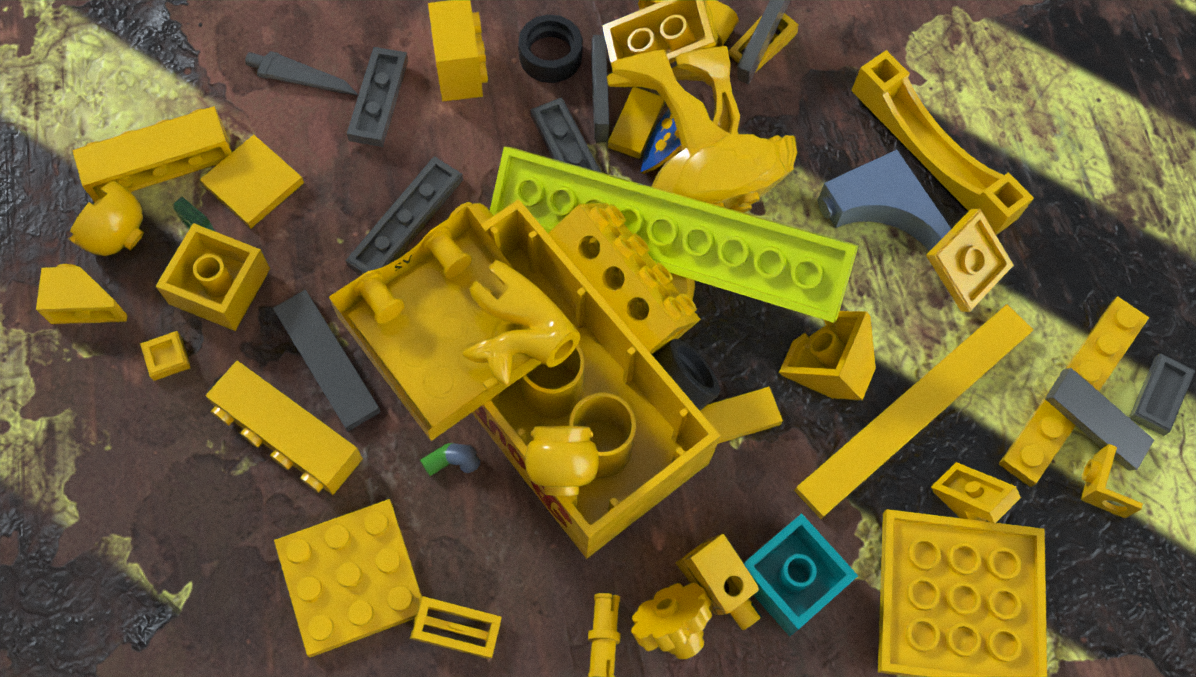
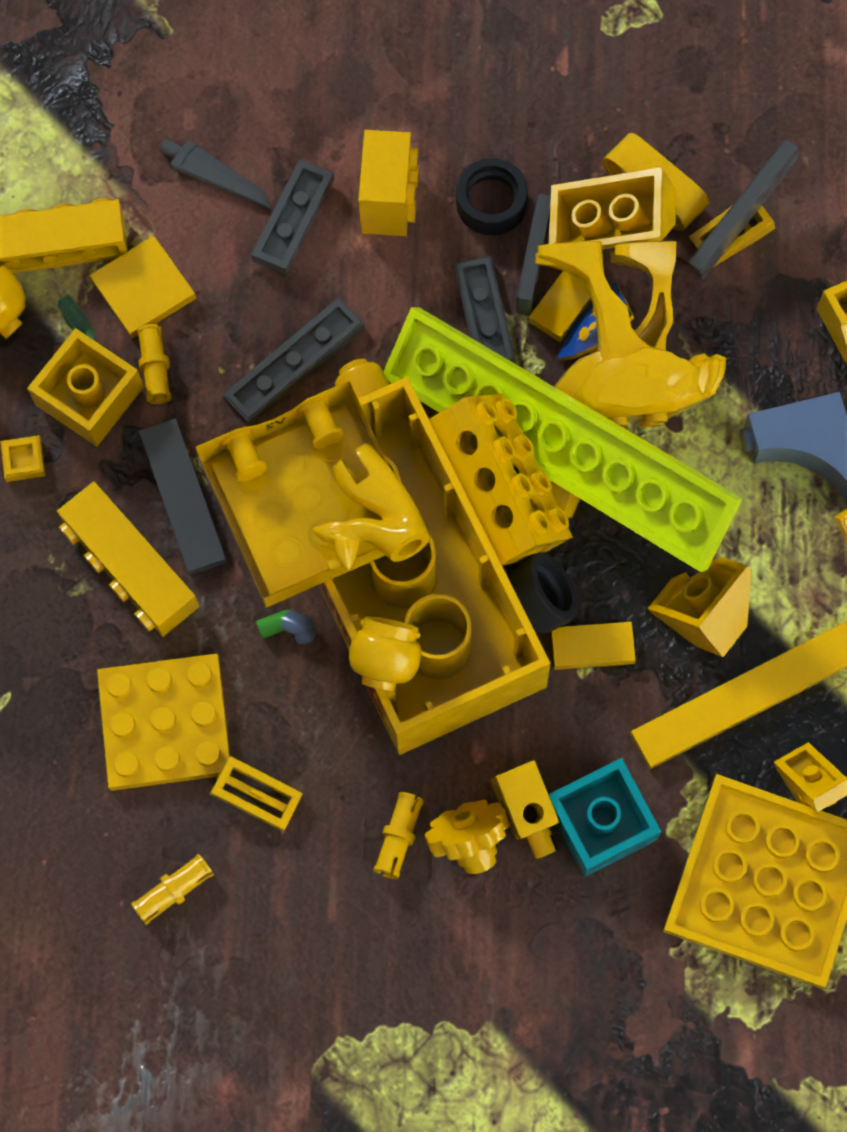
camera: 20 degrees right, 5 degrees up
(275, 245) = (154, 364): none -> yellow pin

